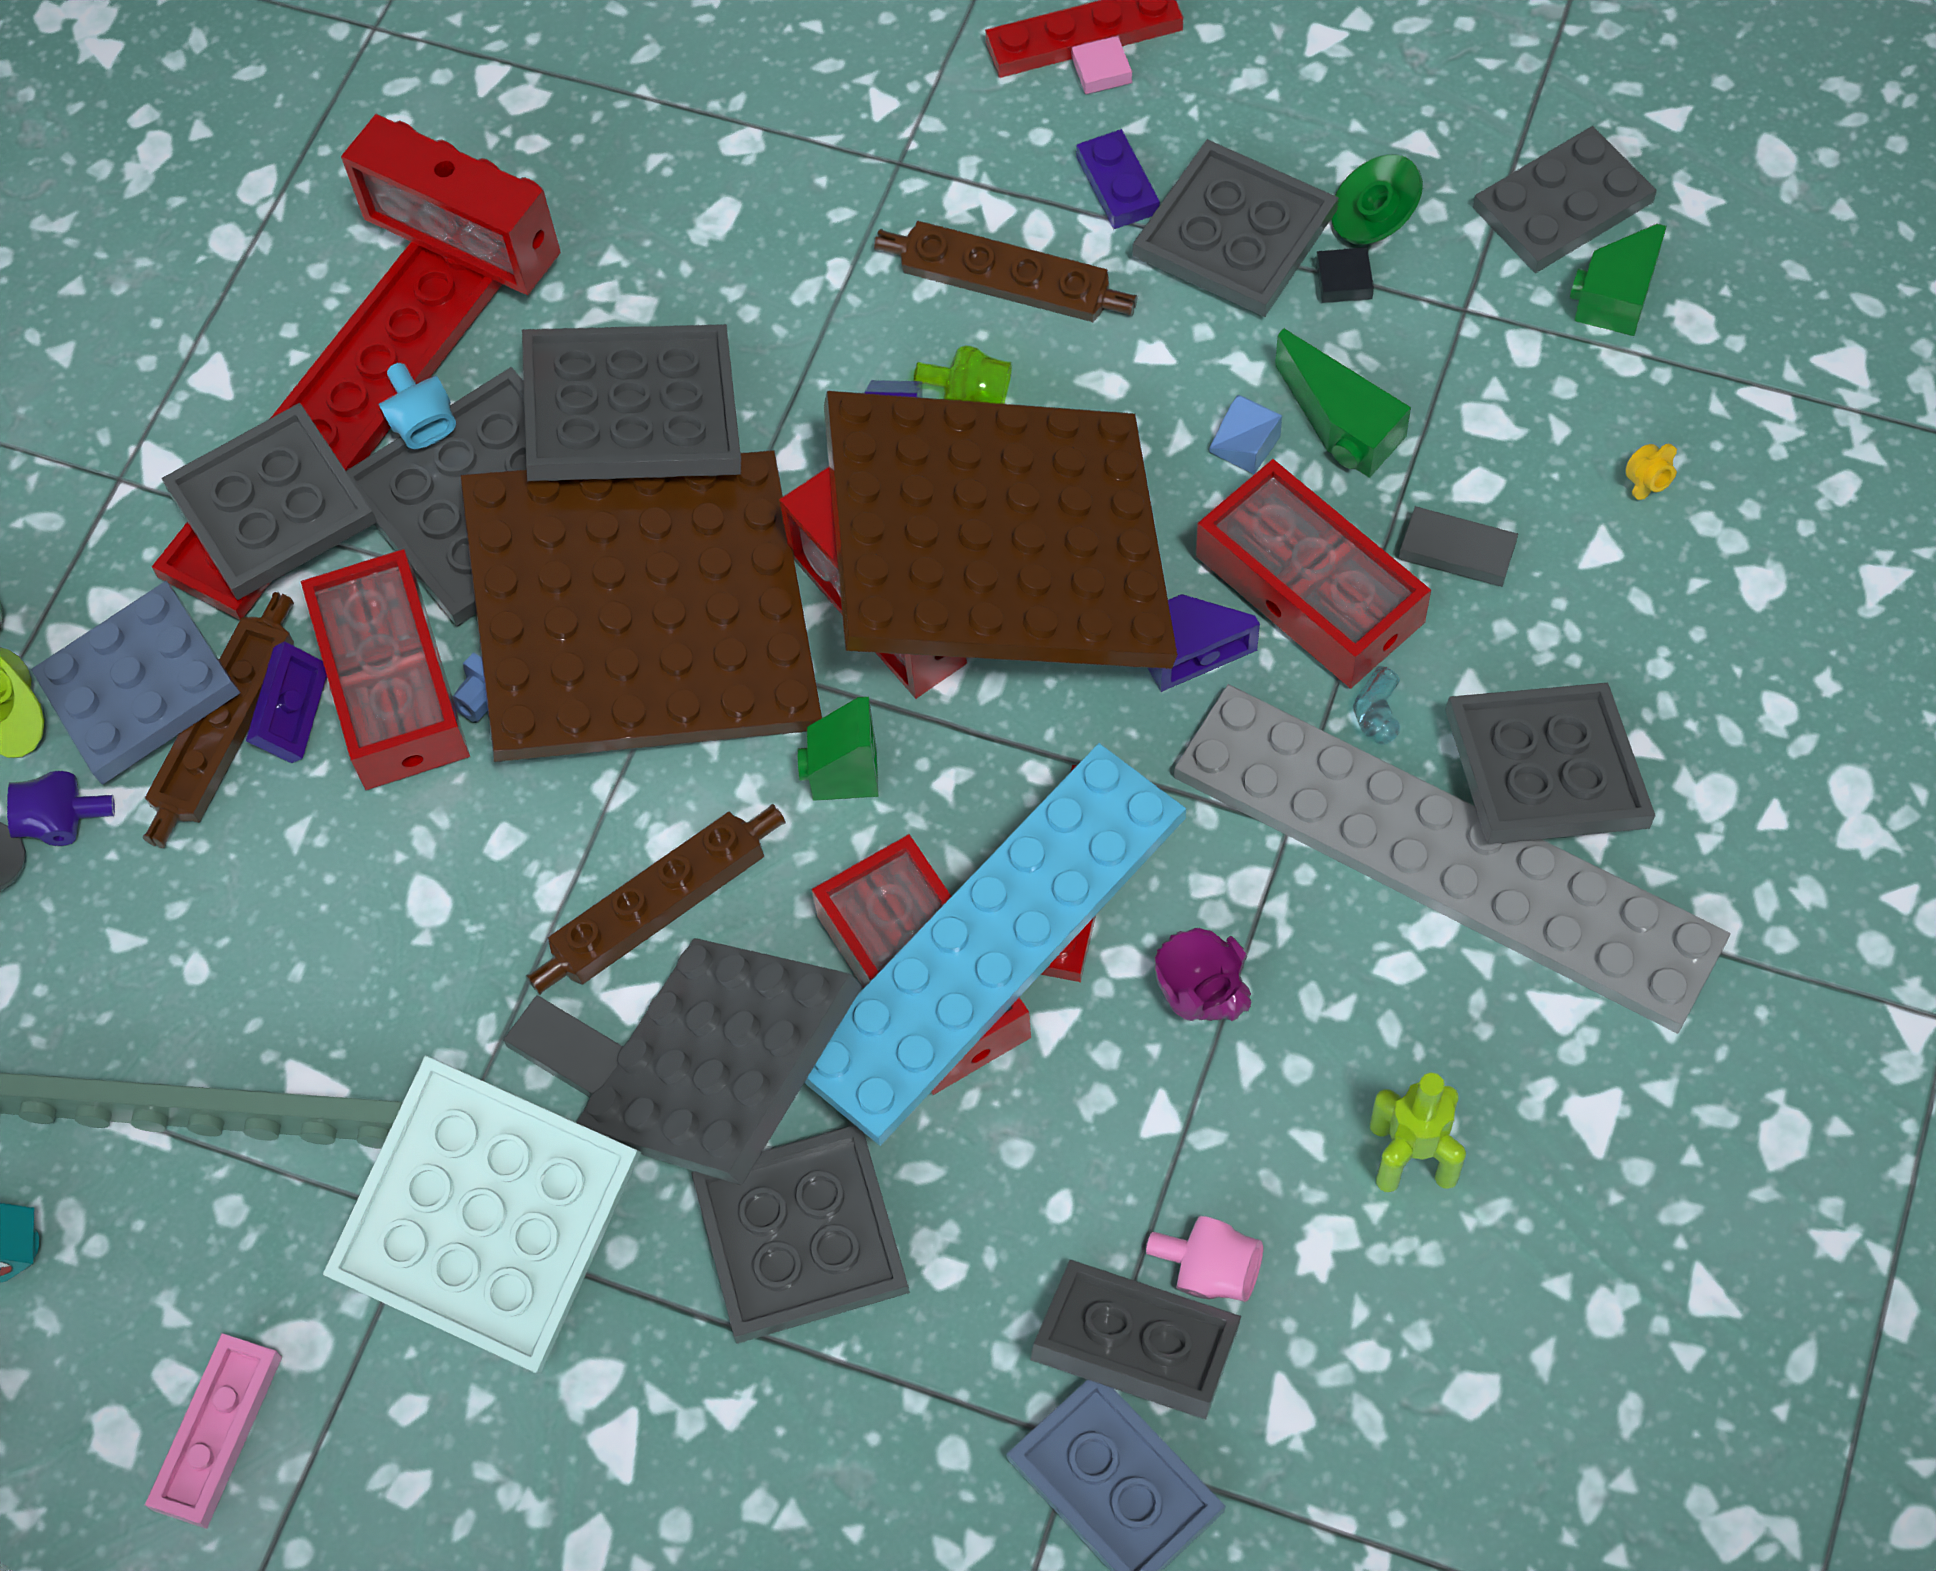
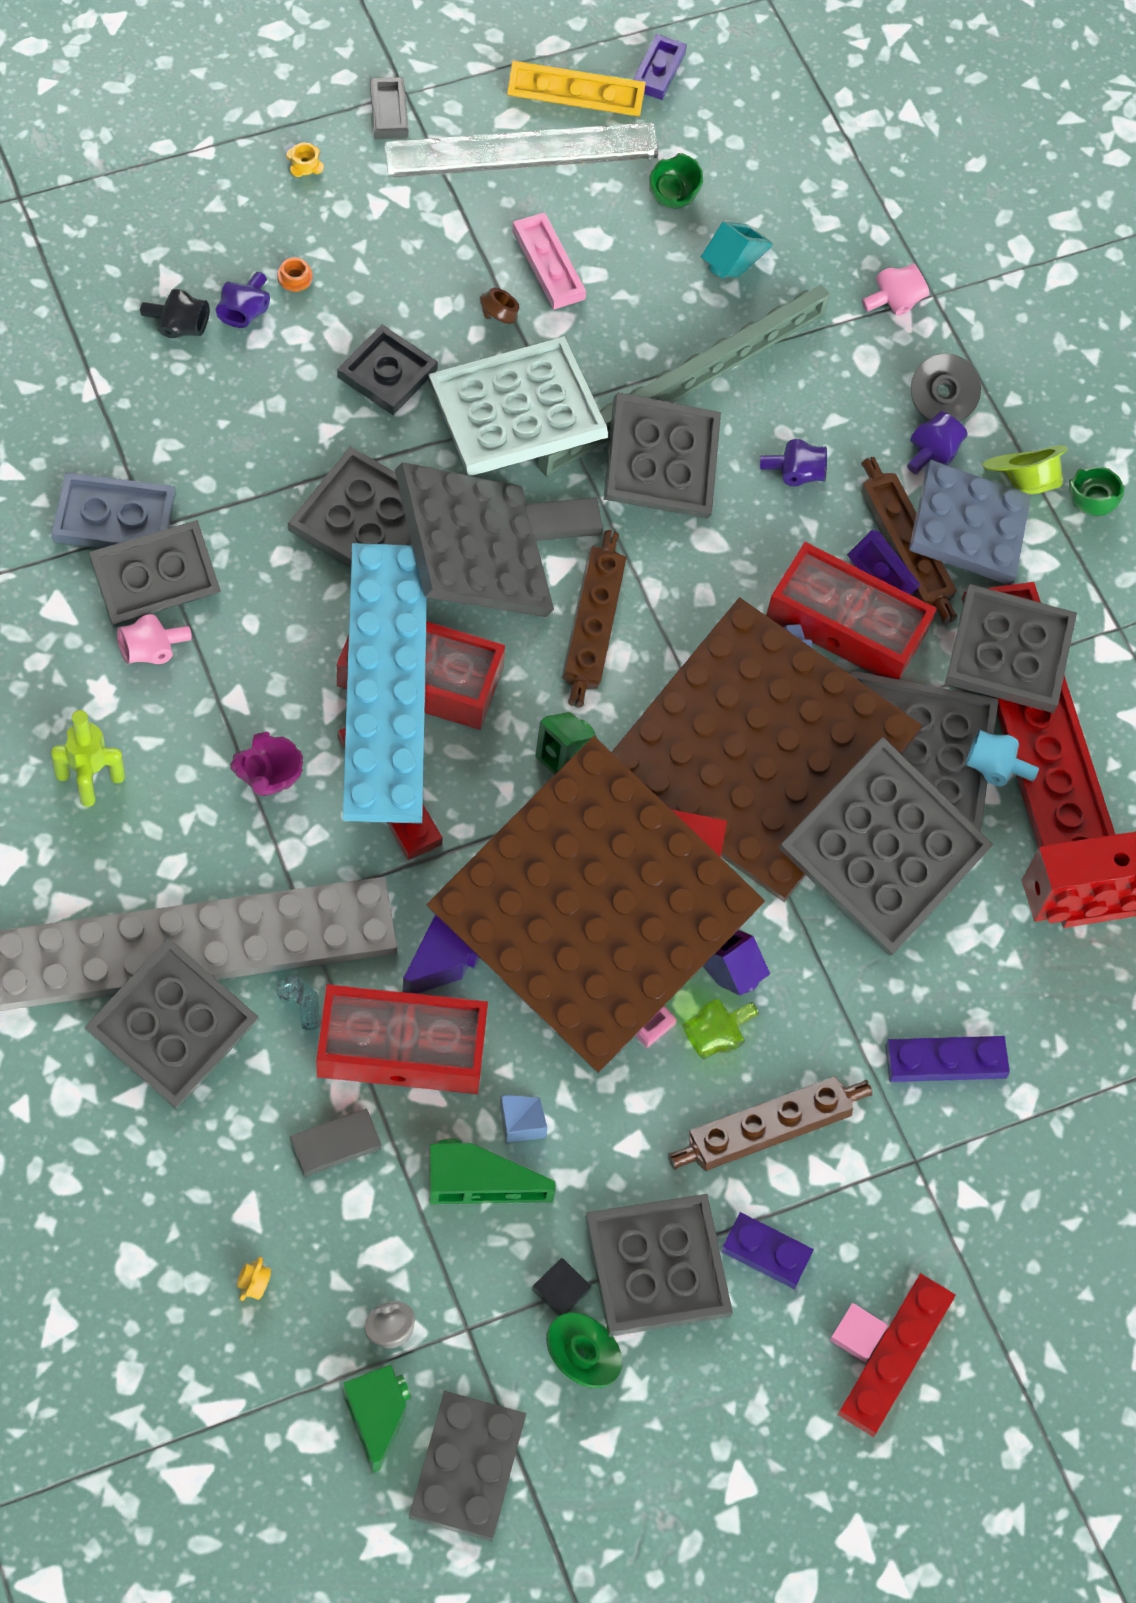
camera: 125 degrees right, 0 degrees up
(227, 899) = (799, 464): none -> dark purple piece
(346, 1408) = (499, 305): none -> reddish brown hat
(379, 1011) = (662, 455): none -> dark grey plate
(578, 1427) = (387, 369): none -> black plate
(776, 214) = (947, 1058): none -> dark purple plate
(1544, 343) = (390, 1324): none -> light grey hat

